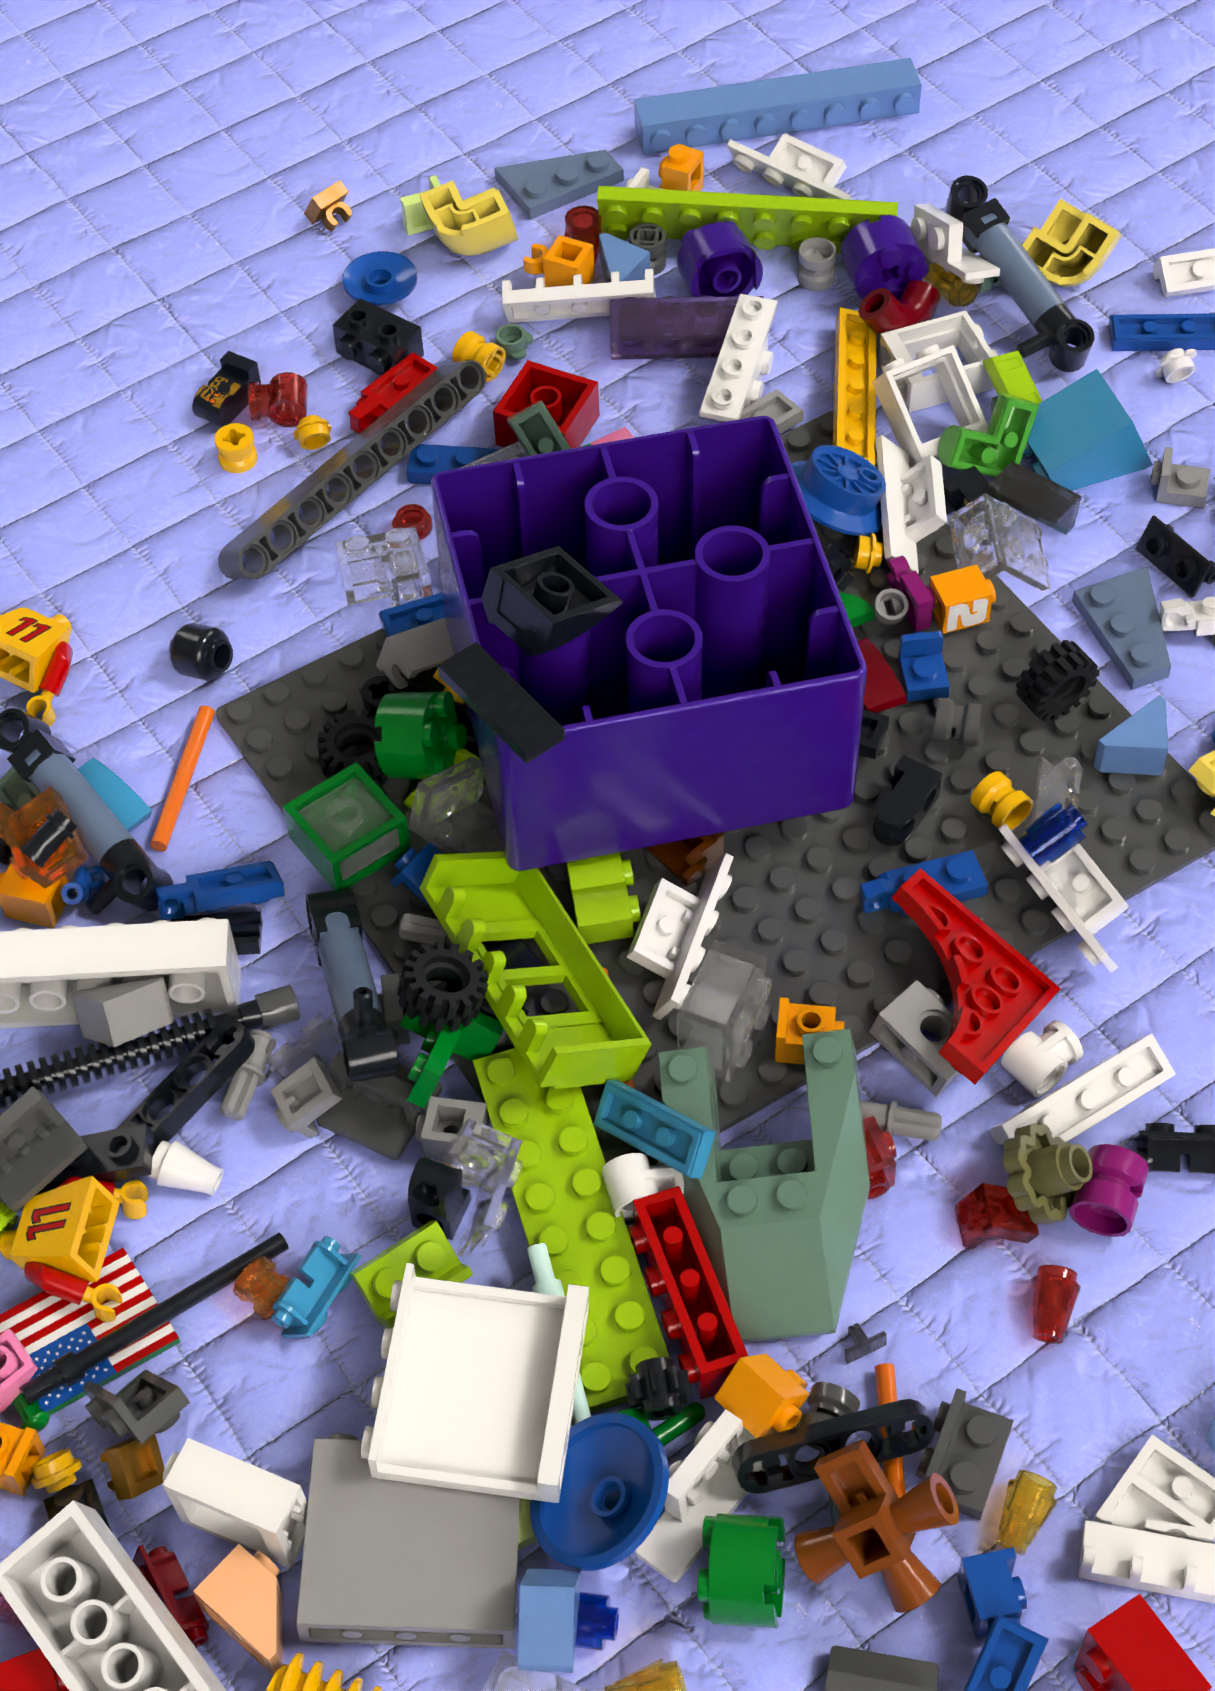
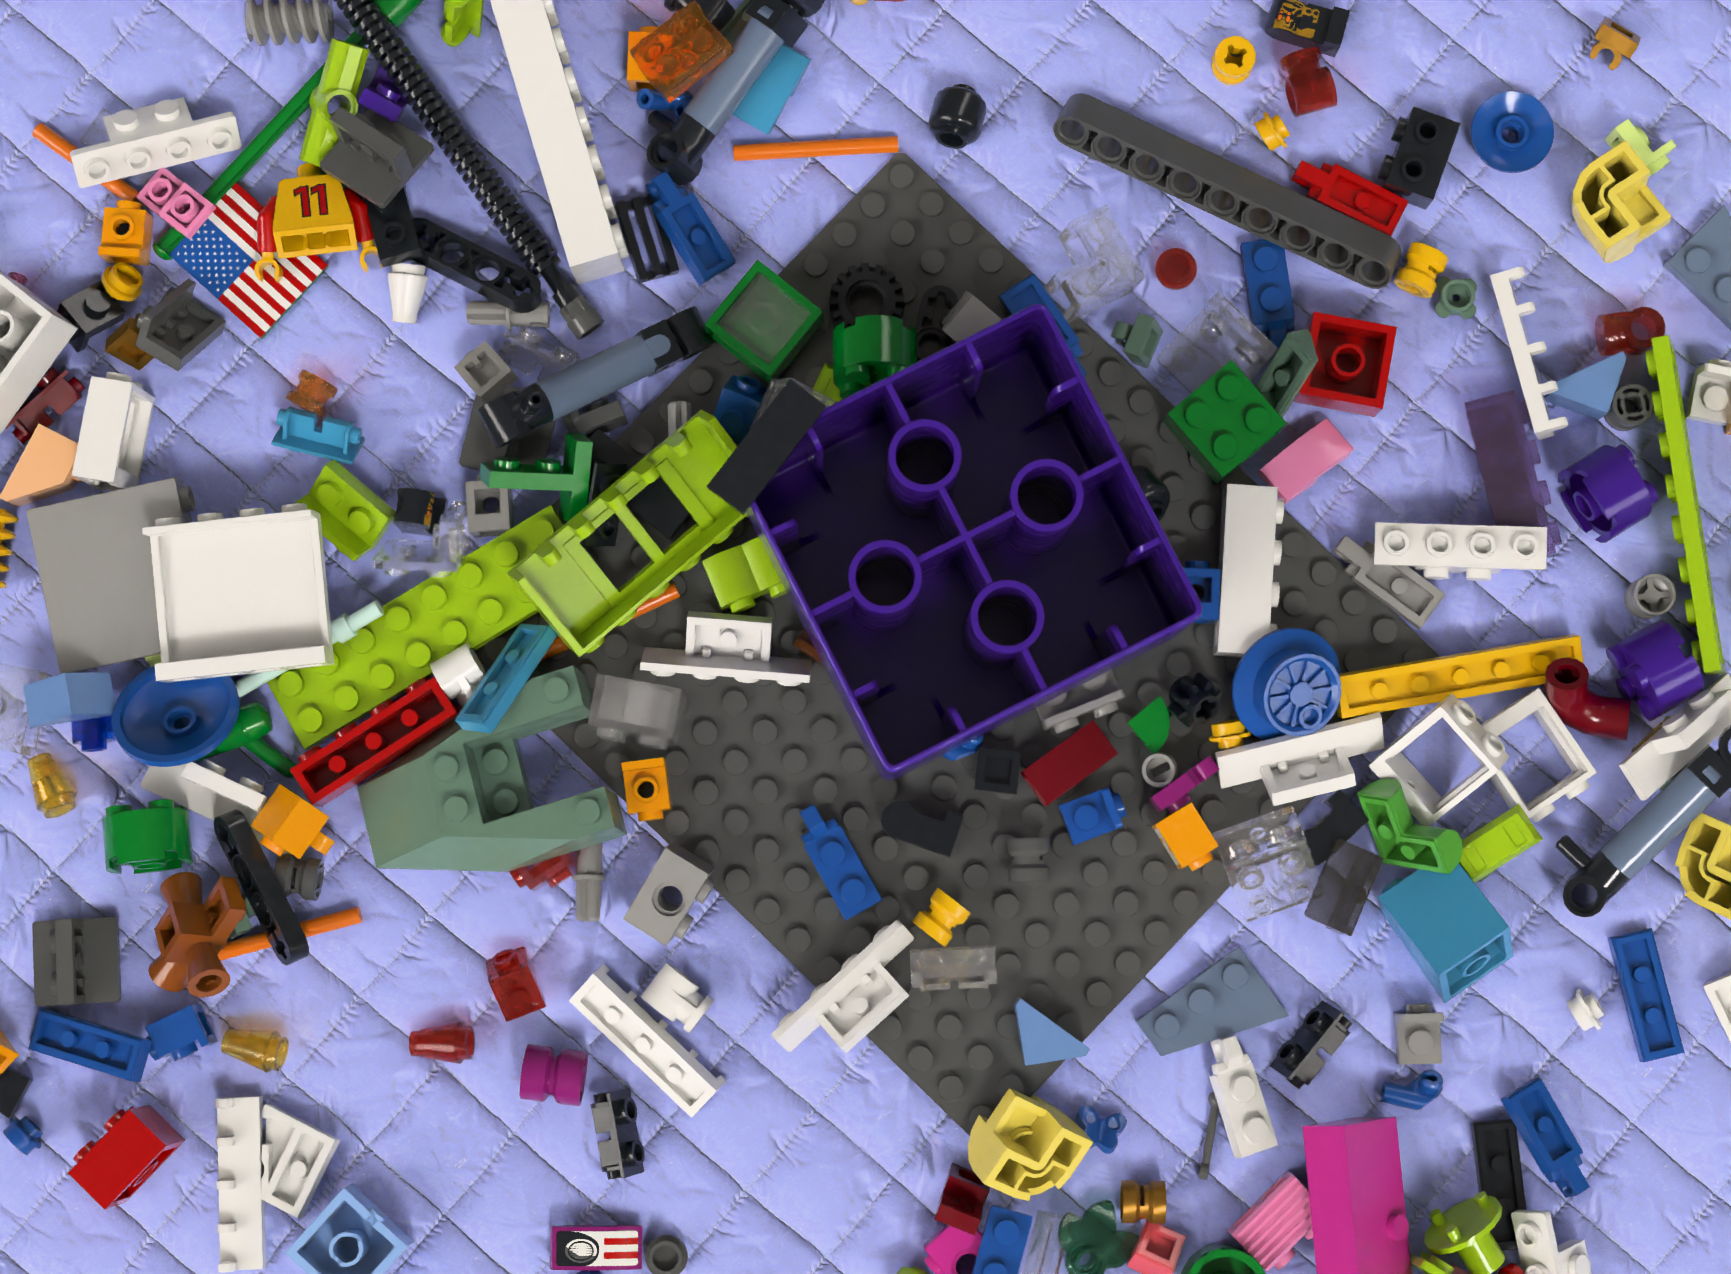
camera: 75 degrees right, 30 degrees up
(49, 837) = (672, 68): black pin -> none
(72, 1367) = (206, 264): black bar -> none
(122, 1010) = (521, 191): light grey slope -> none
(437, 1005) = (593, 486): black tyre -> none
(545, 600) = (888, 464): black slope -> none
(562, 261) = (1567, 325): light orange brick -> none
(658, 1388) = (281, 737): black gear -> none
(863, 1344) = (379, 891): clear smoke piece -> none
(966, 1451) = (294, 993): dark grey bracket -> none
(990, 981) = (732, 941): red plate -> none
(1044, 1172) = (549, 1016): olive plant -> none
(1053, 833) = (893, 971): clear blue brick -> none
(1057, 680) = (1089, 948): black tyre -> none

